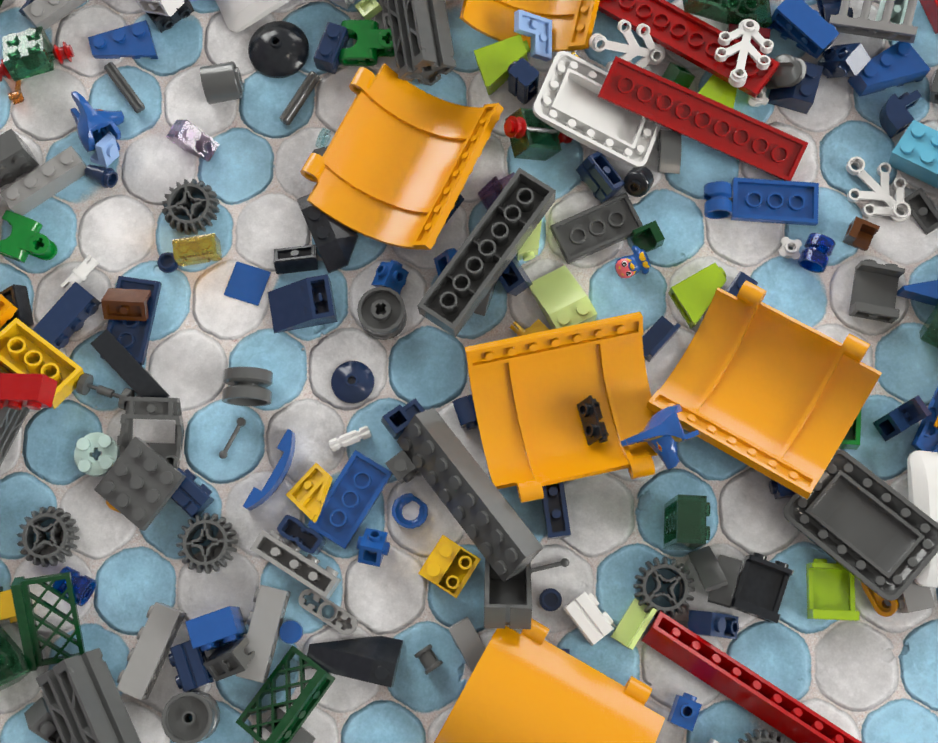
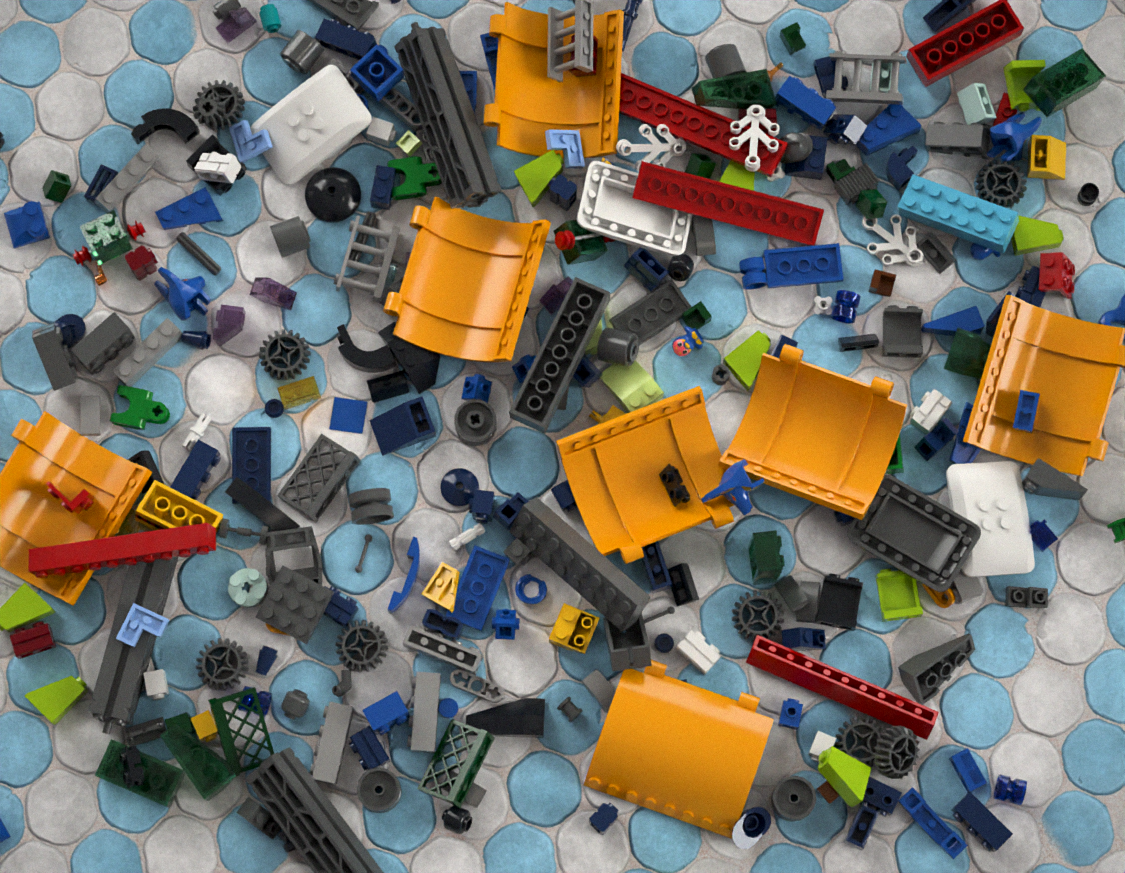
camera: 15 degrees left, 0 degrees up
(57, 84) = (141, 262): none -> dark red brick
(98, 539) = (266, 659): none -> dark blue cone
(106, 151) = (198, 317): light blue bracket -> none
(118, 596) = (295, 704): none -> dark grey head
(125, 304) = (247, 452): reddish brown panel -> none
(139, 164) = (230, 323): none -> clear purple slope
(180, 584) = (345, 685): none -> dark grey arm
(209, 360) = (333, 482): none -> dark grey fence
(229, 659) = (402, 737): dark grey hinge -> none
(283, 229) = (365, 361): none -> black arch
(320, 118) = (385, 254): none -> light grey fence
(371, 407) = (482, 506): none -> dark blue brick
(554, 255) = (618, 347): none -> dark grey piece
(583, 535) = (682, 584): none -> black slope
(633, 624) = (736, 651): yellowish green panel -> none
(658, 337) = (719, 403): dark blue panel -> none
(659, 309) = (724, 371): none -> dark grey bush
(824, 295) = (858, 342): none -> black slope
(829, 107) = (838, 170): none -> dark green panel
(847, 123) = (851, 185): none -> dark grey brick
(856, 686) = (928, 670): none -> dark grey wedge
(861, 145) = (871, 203): none -> dark green brick
(897, 385) = (930, 411): none -> white brick

